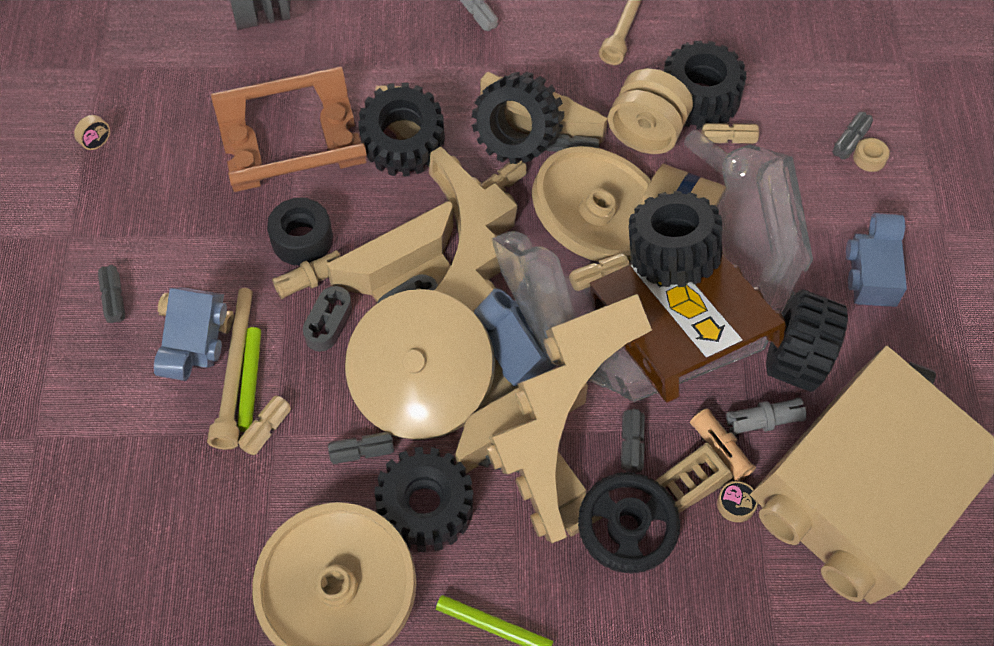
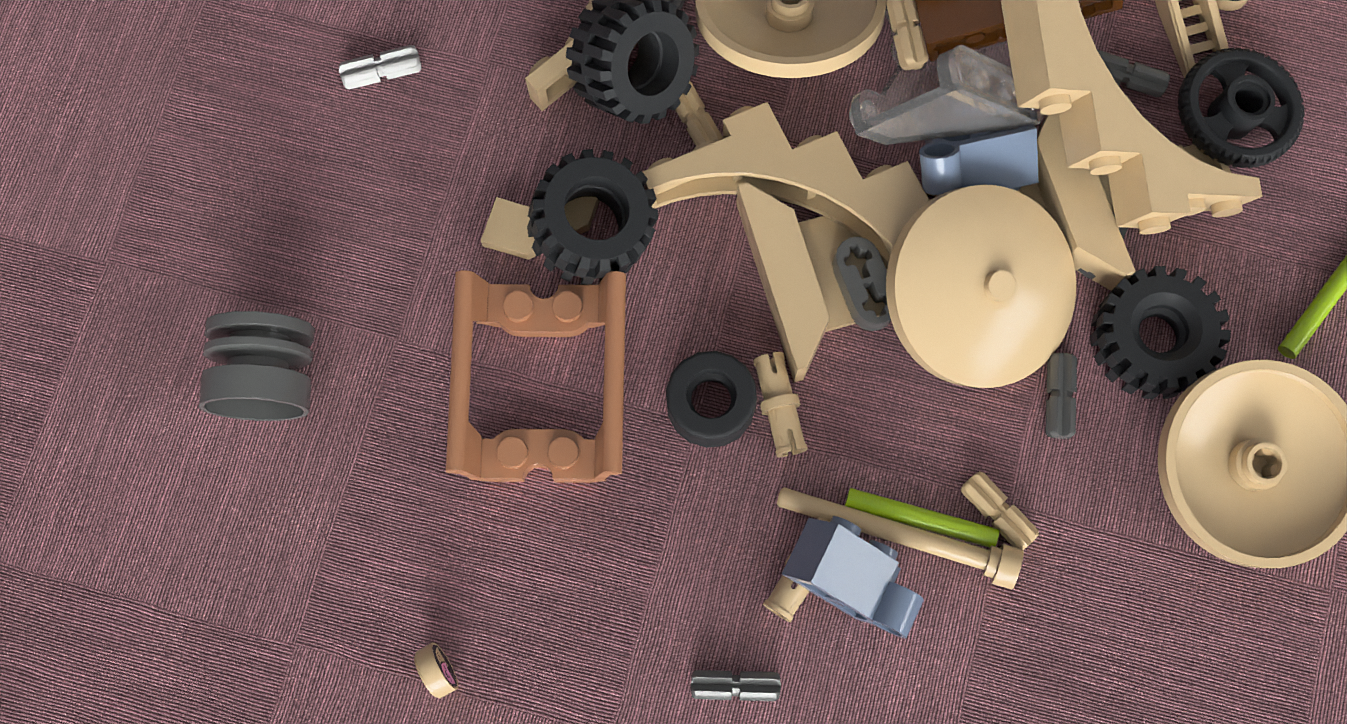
camera: 70 degrees left, 15 degrees up
(321, 315) = (862, 385): dark grey beam -> none

